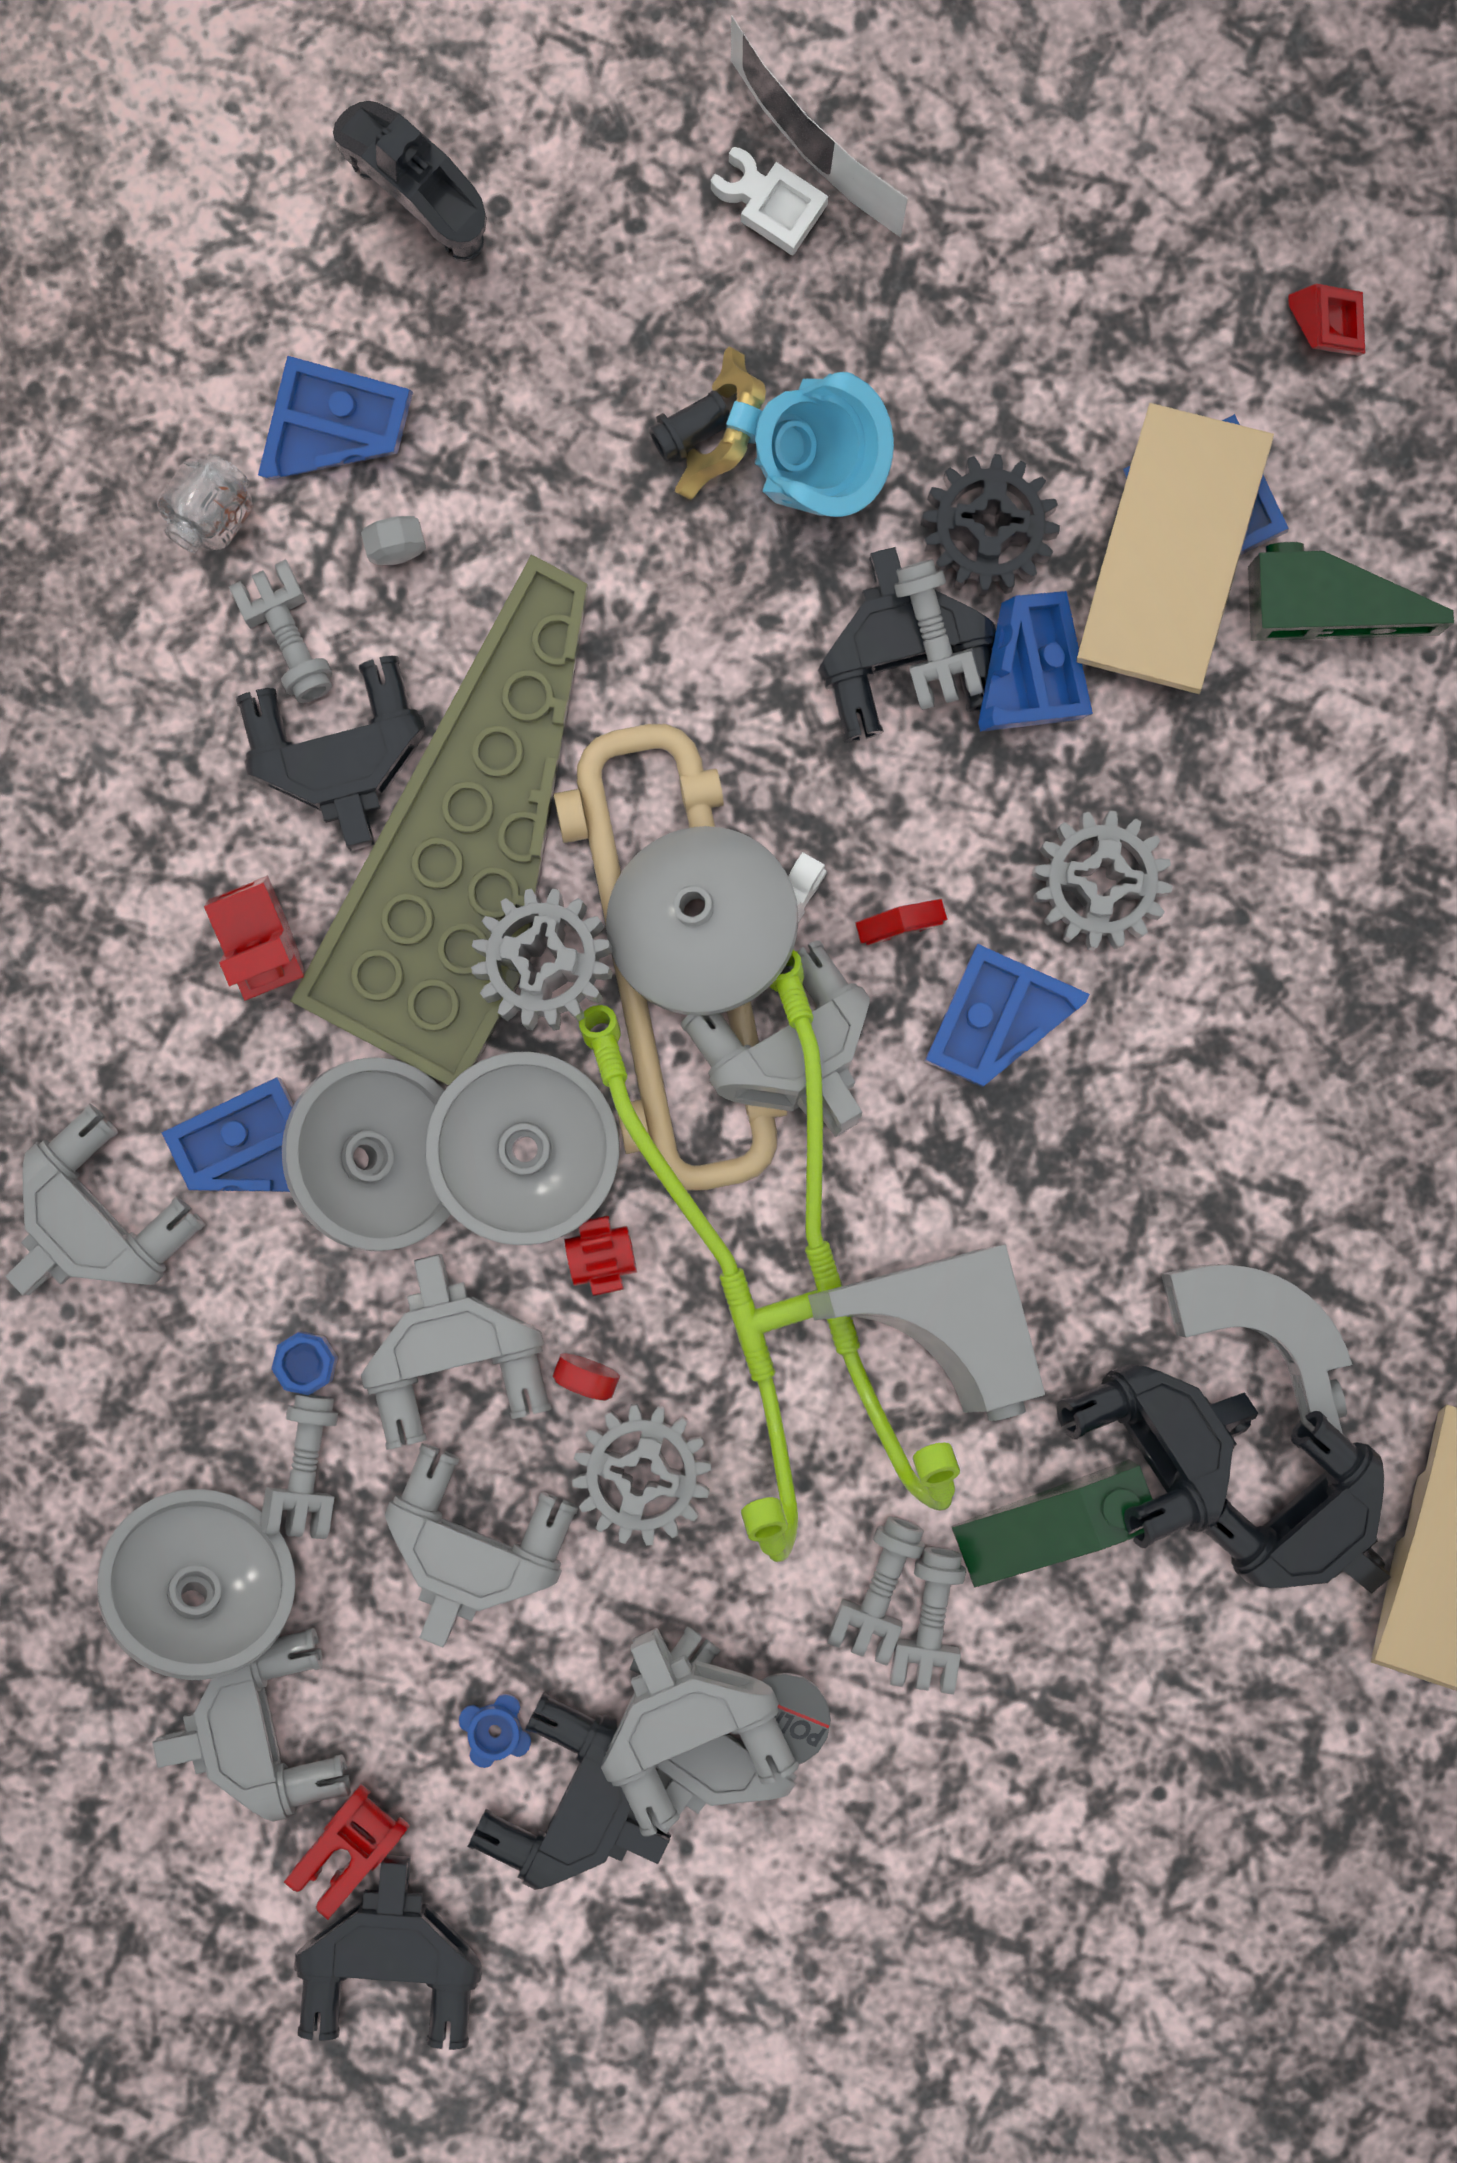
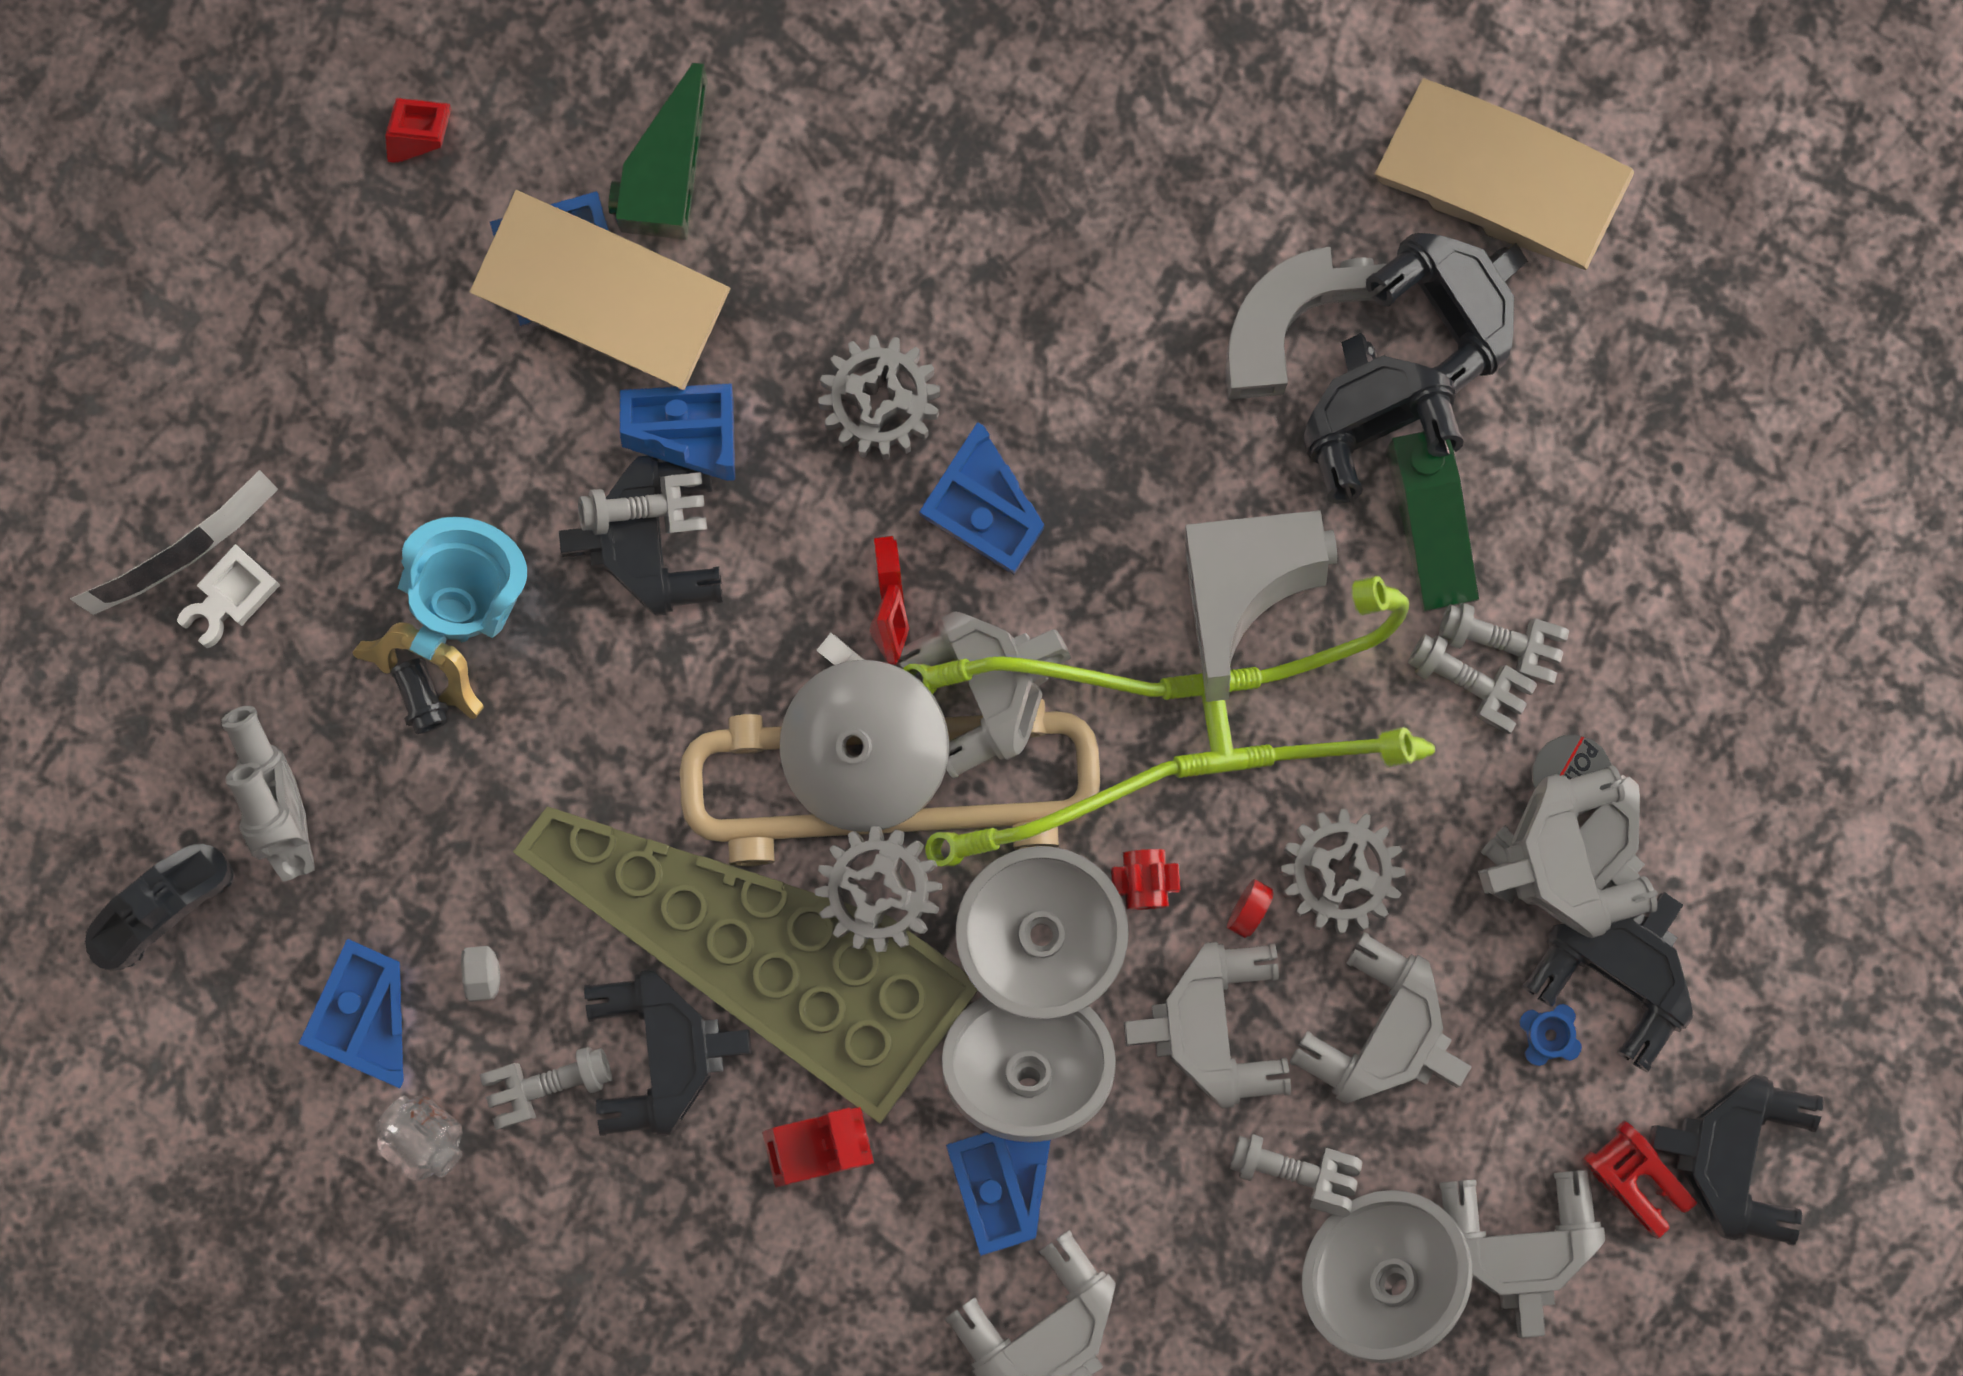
camera: 80 degrees left, 5 degrees down
(304, 1363) = (1204, 1157): blue tile -> none
(548, 273) = (268, 797): none -> light grey connector
(843, 931) = (890, 625): none -> red slope
(1014, 525) = (528, 440): black gear -> none

